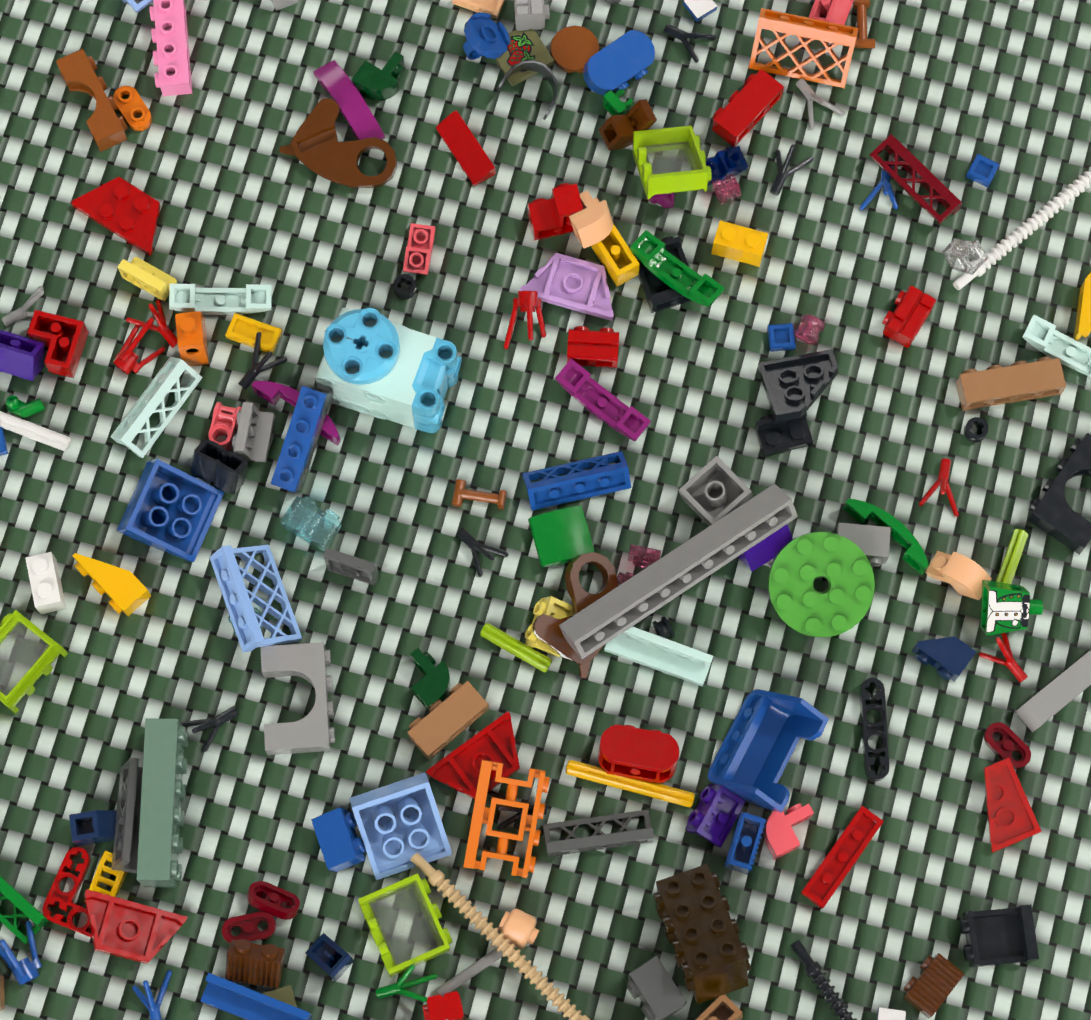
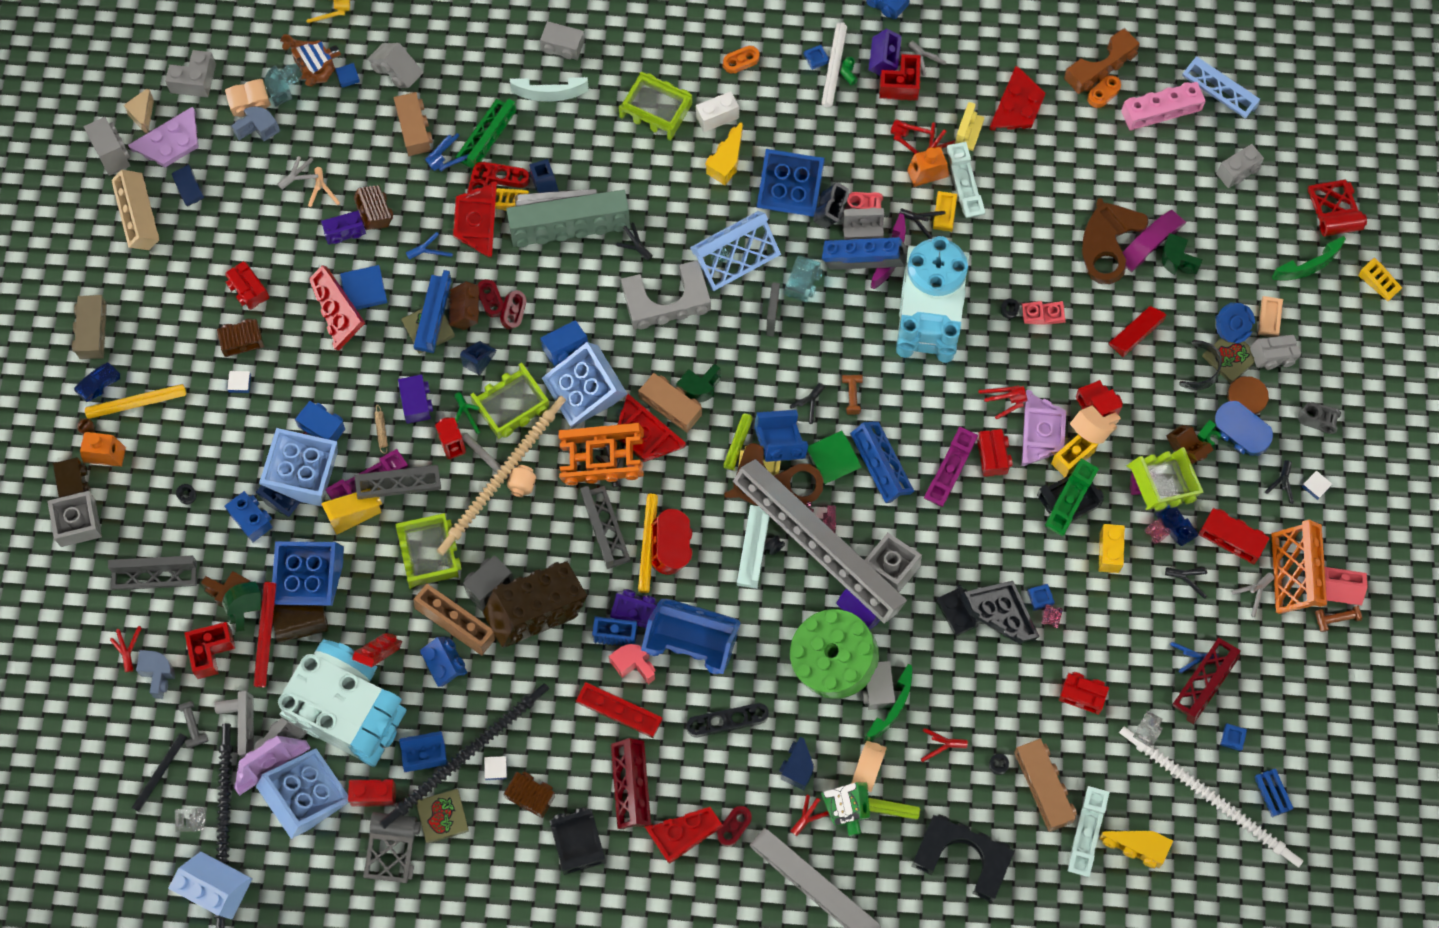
camera: 80 degrees right, 5 degrees down
(148, 404) = (873, 150): light aqua fence -> none
(526, 592) = (780, 435): none -> blue panel
(938, 854) = (634, 782): none -> dark red fence
(1073, 141) = (1288, 806): none -> blue tile

